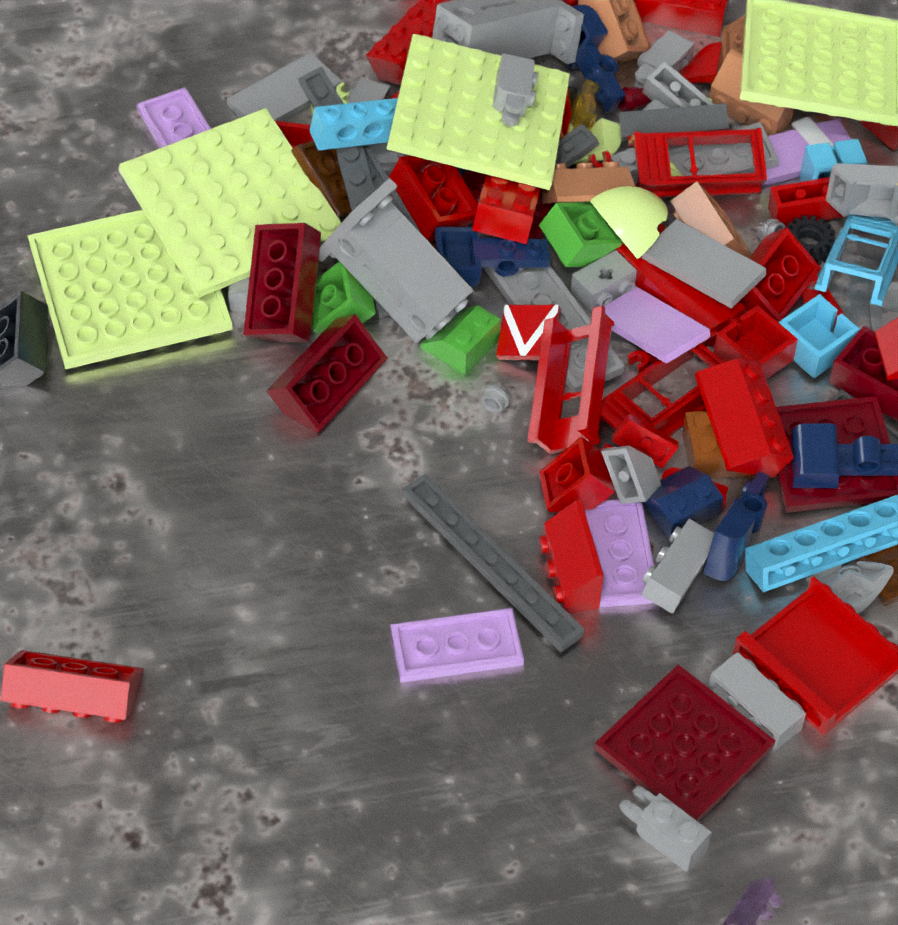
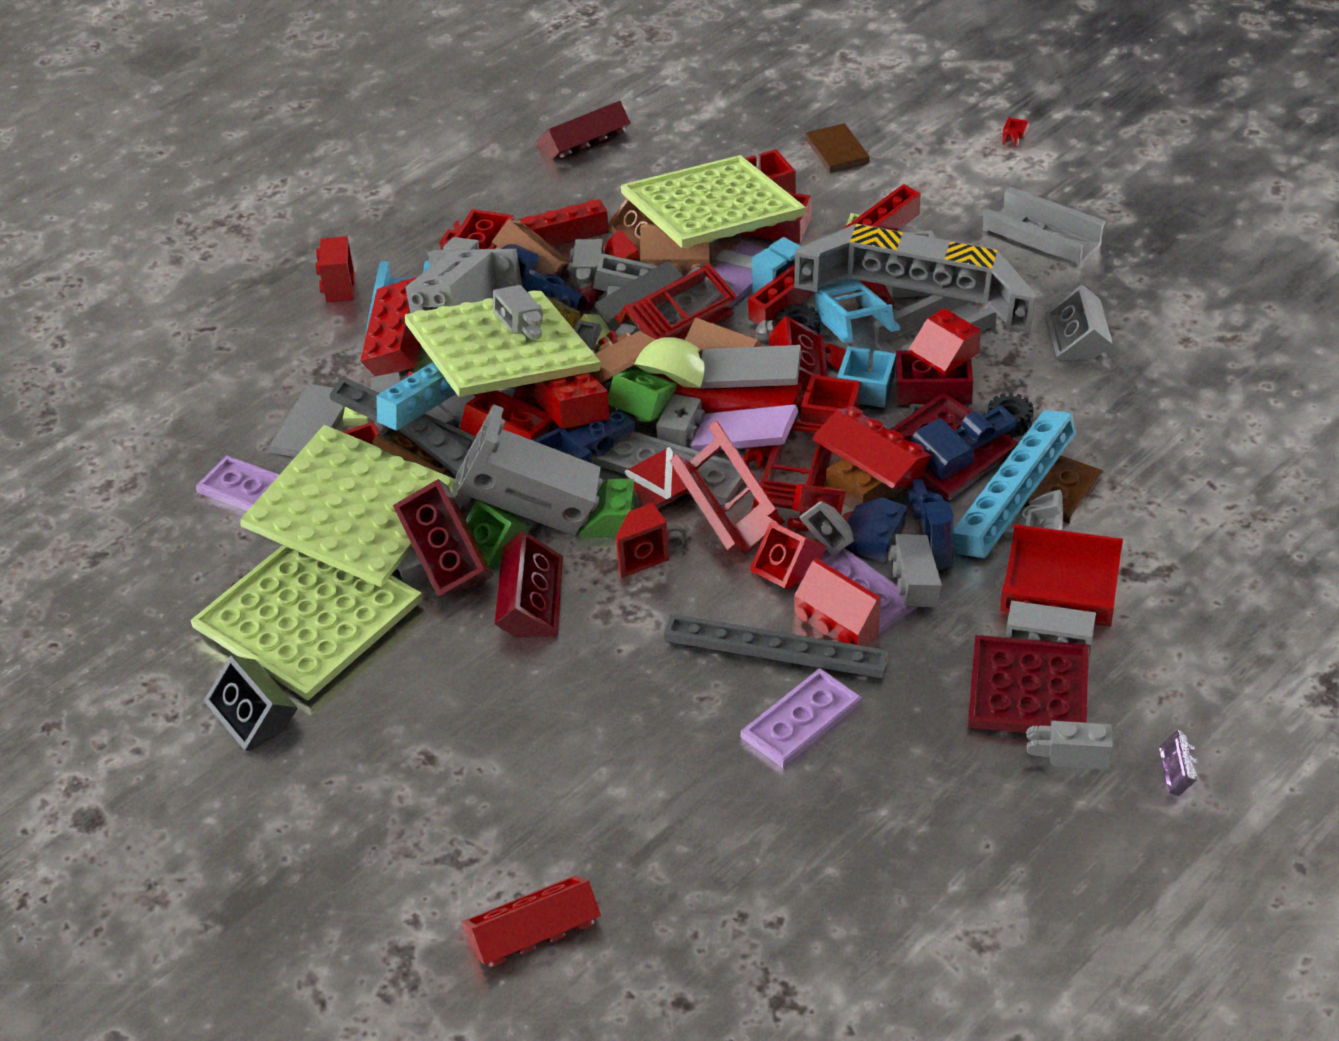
camera: 30 degrees left, 10 degrees down
(454, 385) = (642, 540): none -> red slope

